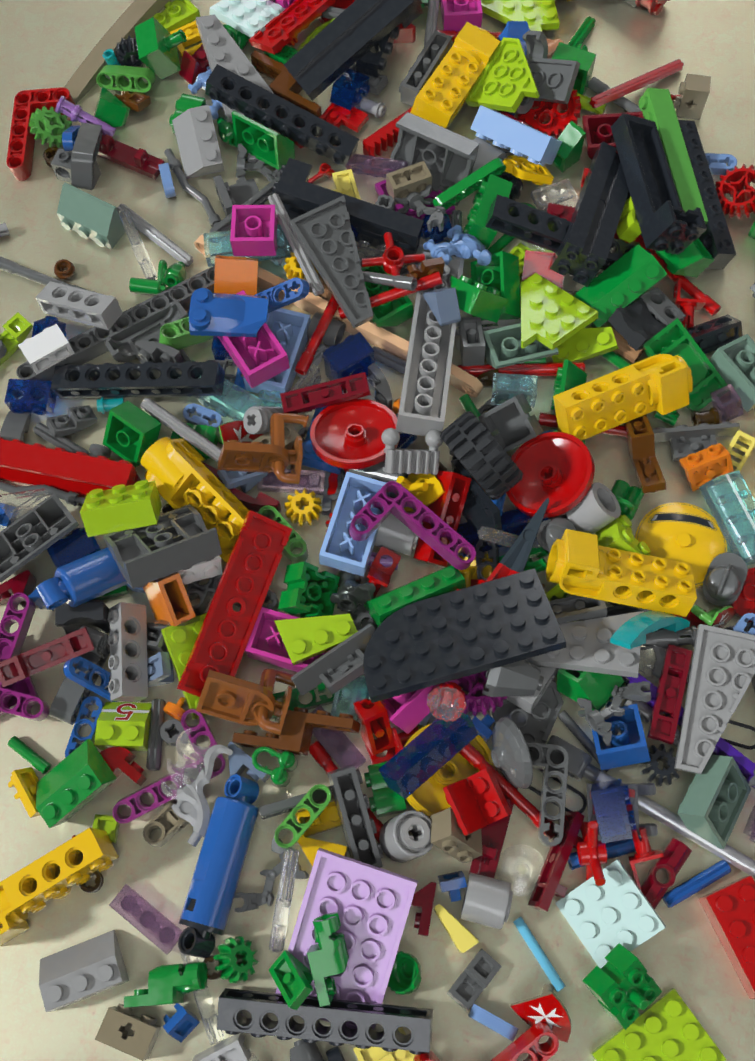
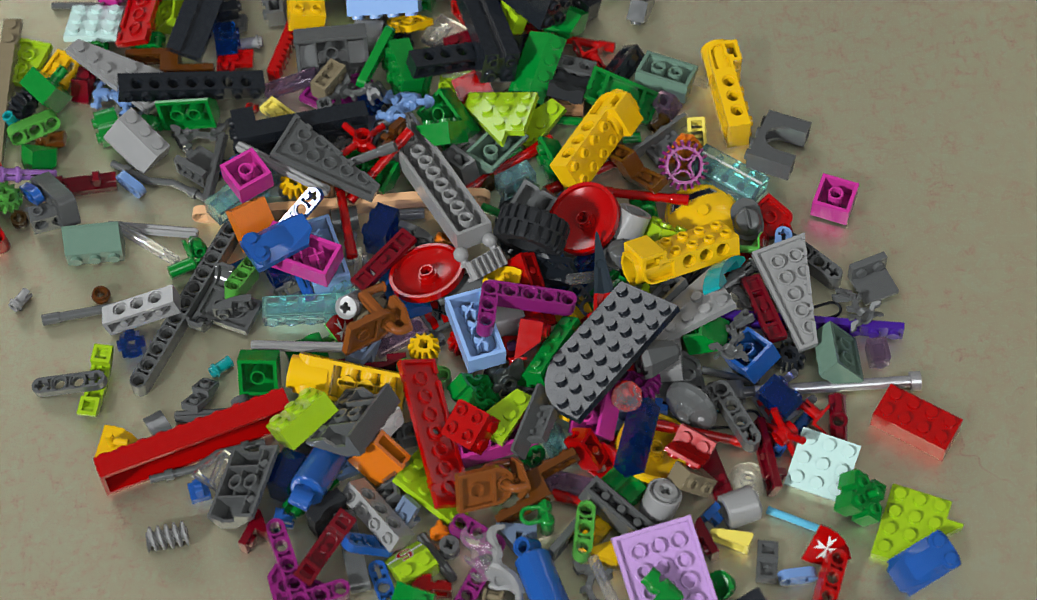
camera: 35 degrees left, 10 degrees down
(31, 391) = (152, 393): clear blue brick -> none
(46, 349) = (146, 351): white brick -> none
(138, 380) = (229, 343): black brick -> none
(204, 415) = (297, 331): medium blue beam -> none
(268, 627) = (470, 427): none -> red bracket
(404, 564) = (530, 334): none -> red slope
(443, 305) = (425, 148): sand blue slope -> none
(659, 507) = (674, 198): none -> red piece
(696, 883) = (862, 415): blue axle -> none
(706, 478) = (673, 152): none -> magenta gear

